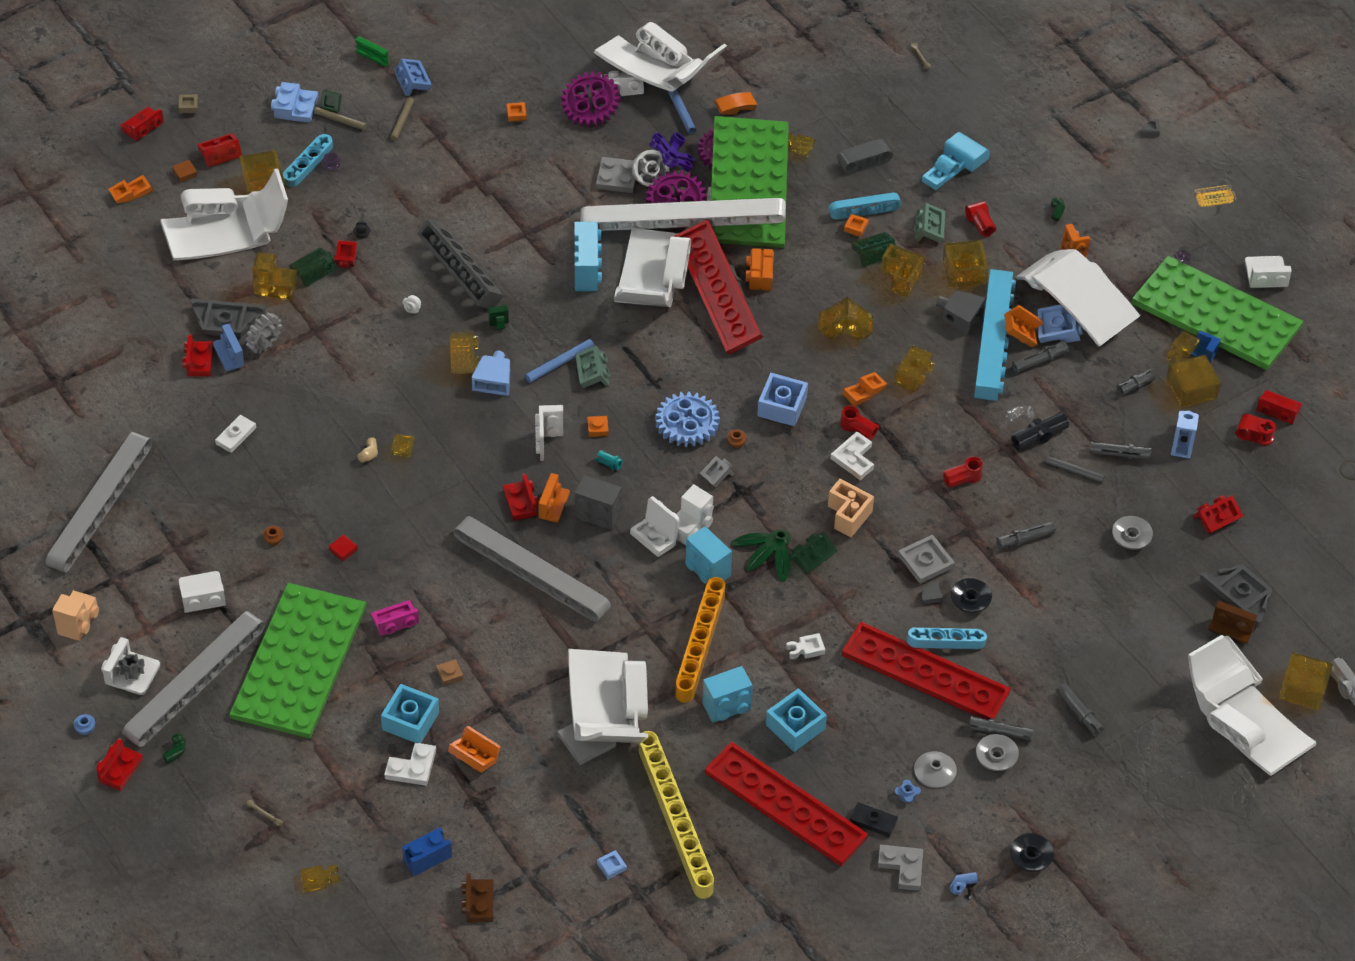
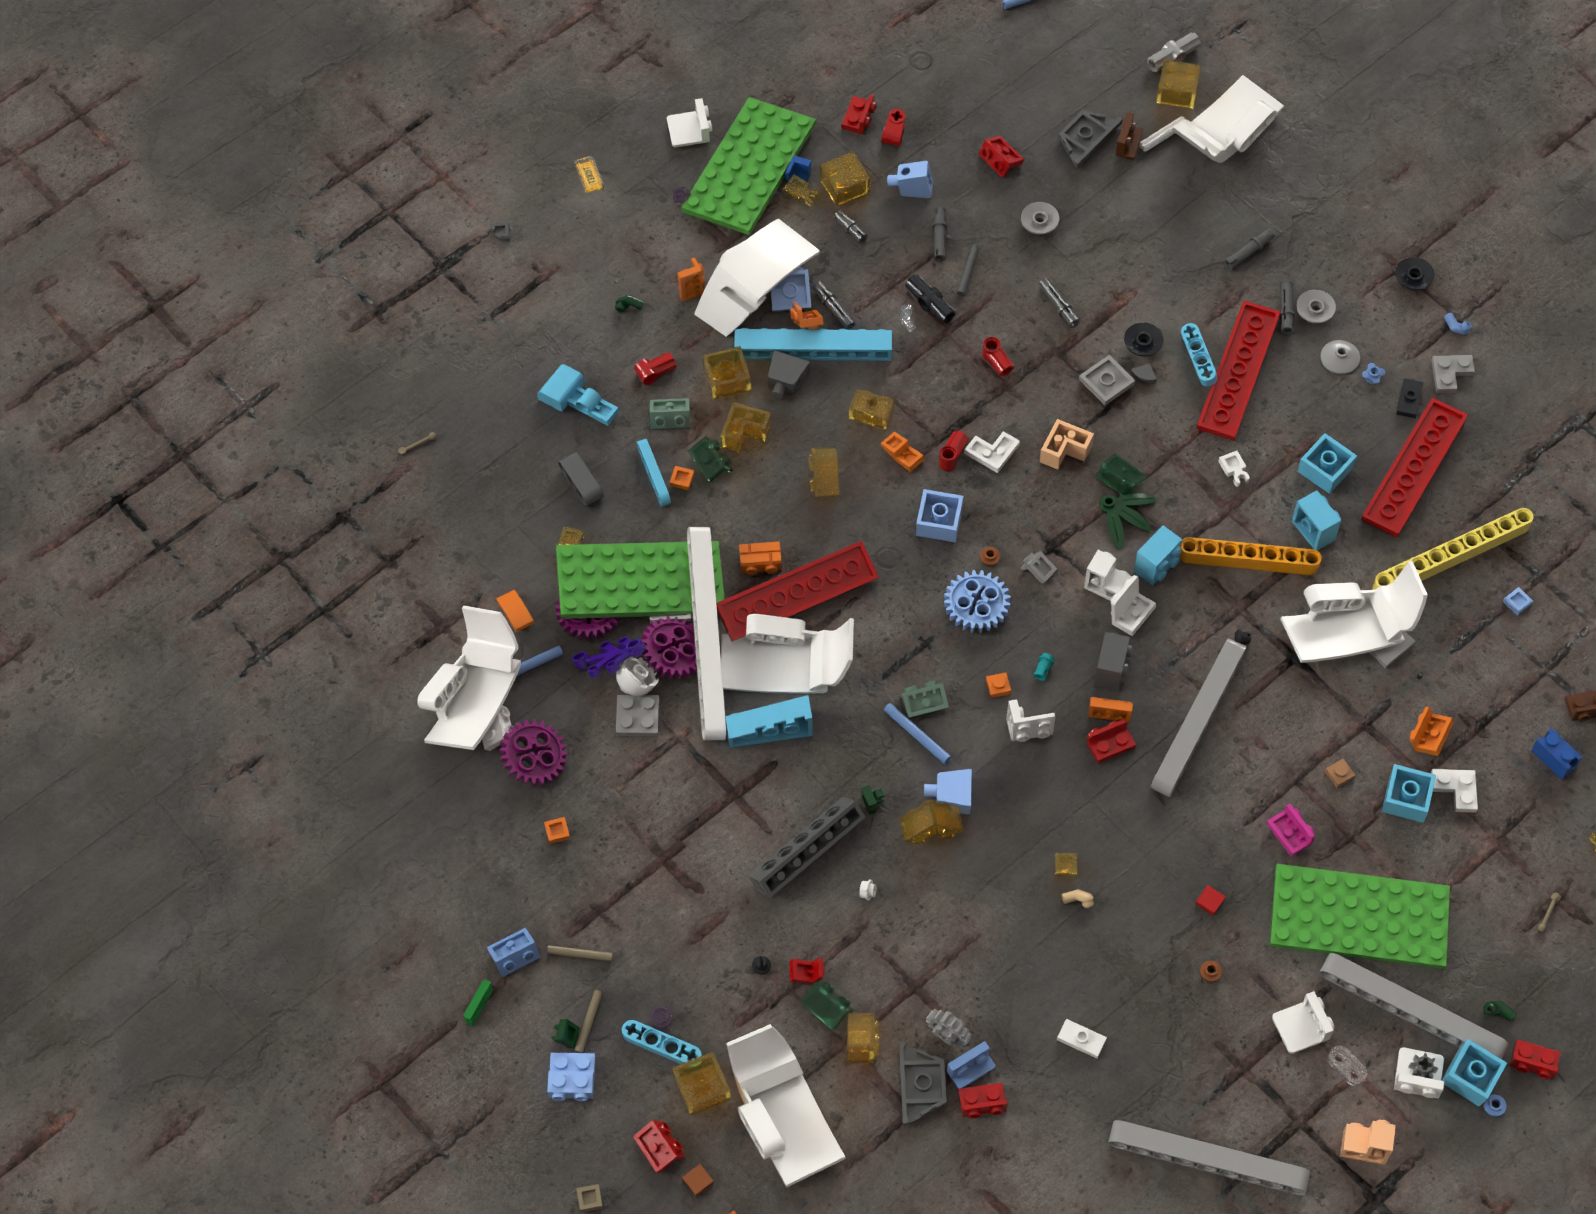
camera: 95 degrees left, 10 degrees up
(114, 704) = (1473, 1072): none -> medium azure brick
(154, 618) = (1349, 1065): none -> clear plate
(611, 619) = (1242, 637): none -> black piece

